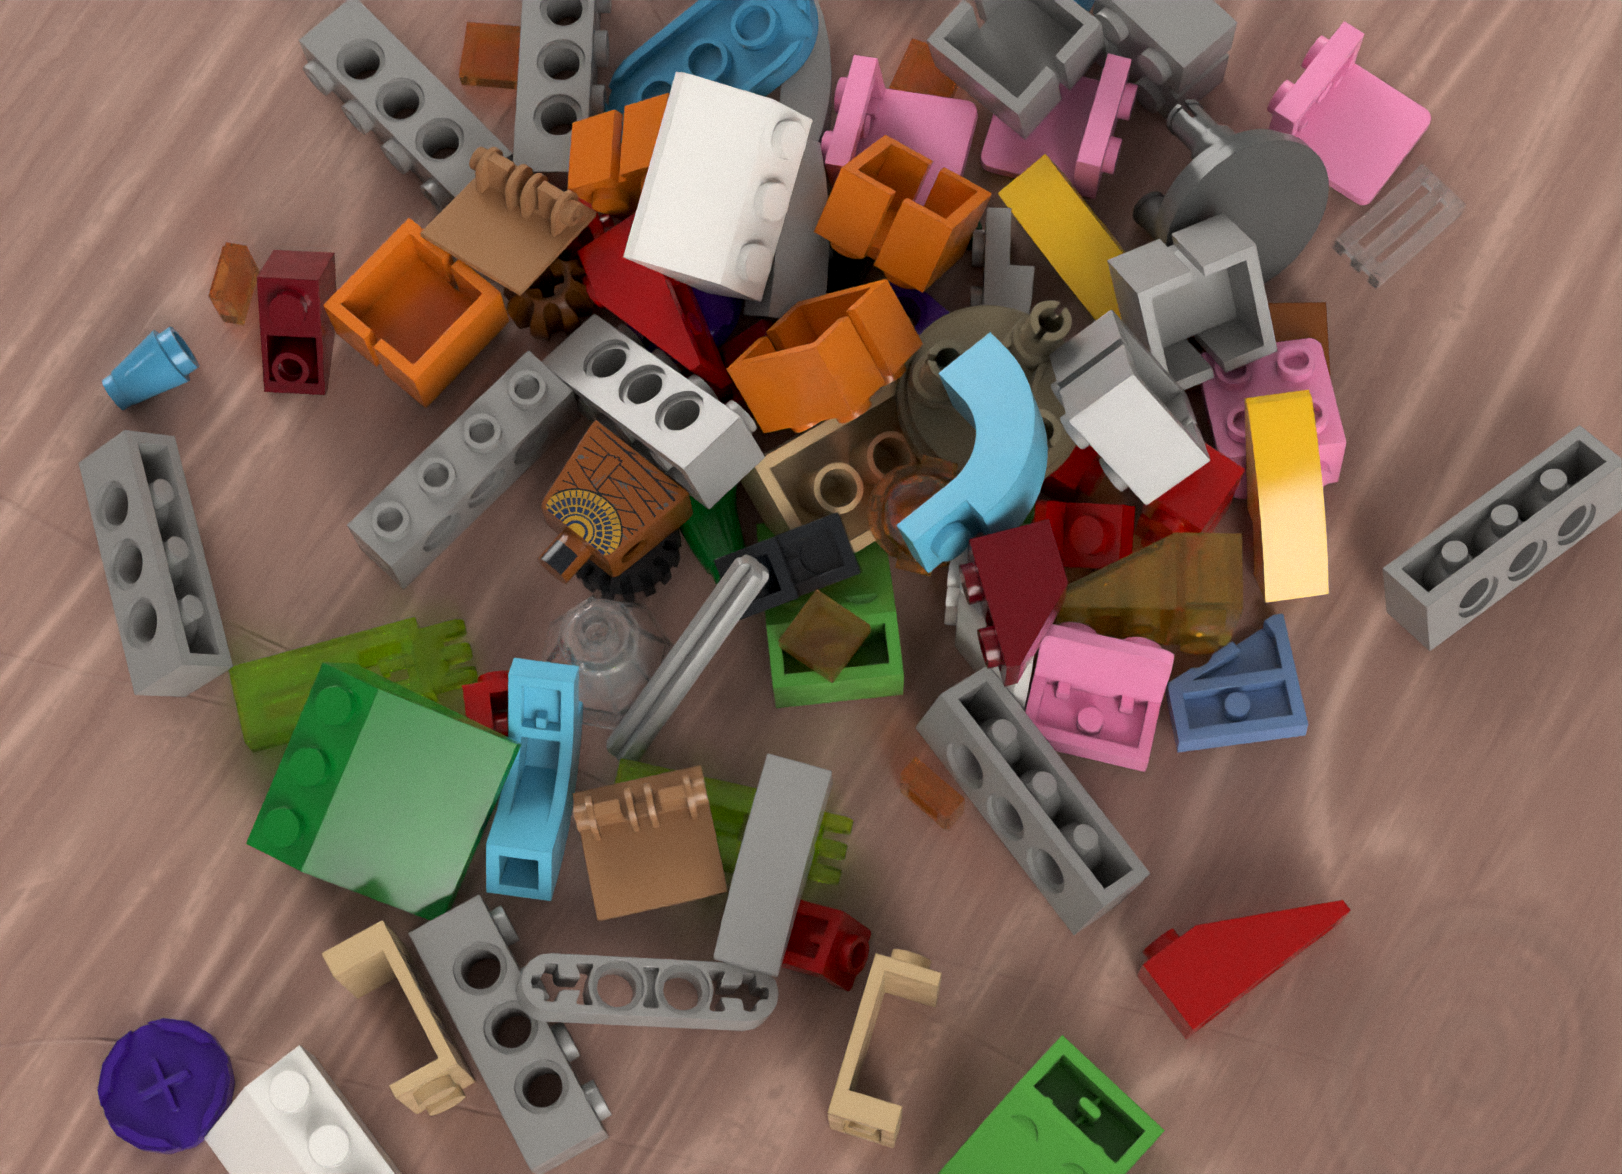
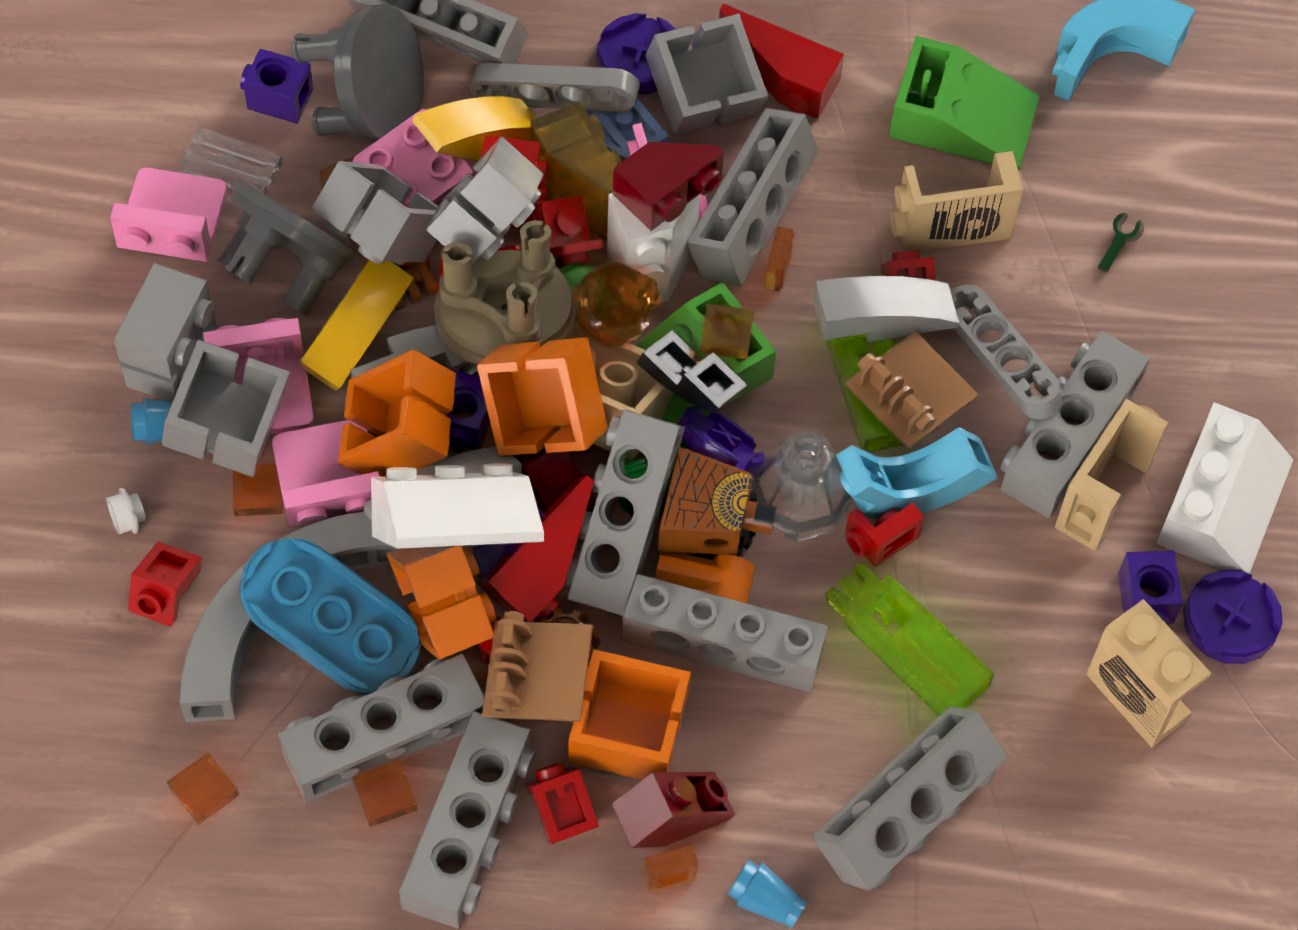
camera: 125 degrees left, 10 degrees down
(122, 897) = (1146, 672): none -> tan panel
(268, 1009) = (1154, 571): none -> dark purple brick
(372, 209) = (562, 802): none -> red bracket
(383, 791) = (977, 561): green slope -> none
(519, 495) = (723, 576): none -> orange piece
(678, 567) = (720, 440): none -> dark purple tile
(688, 658) = (776, 403): light grey axle -> none
(1005, 465) = (573, 222): medium azure arch -> none
(1245, 825) = (709, 80): none -> light grey piece
(1314, 633) = (600, 87): none -> light grey beam
(1343, 790) = (625, 46): none -> dark purple tile
(1427, 402) = (374, 72): none -> dark grey piece
(1473, 334) = (279, 101): none -> dark purple brick

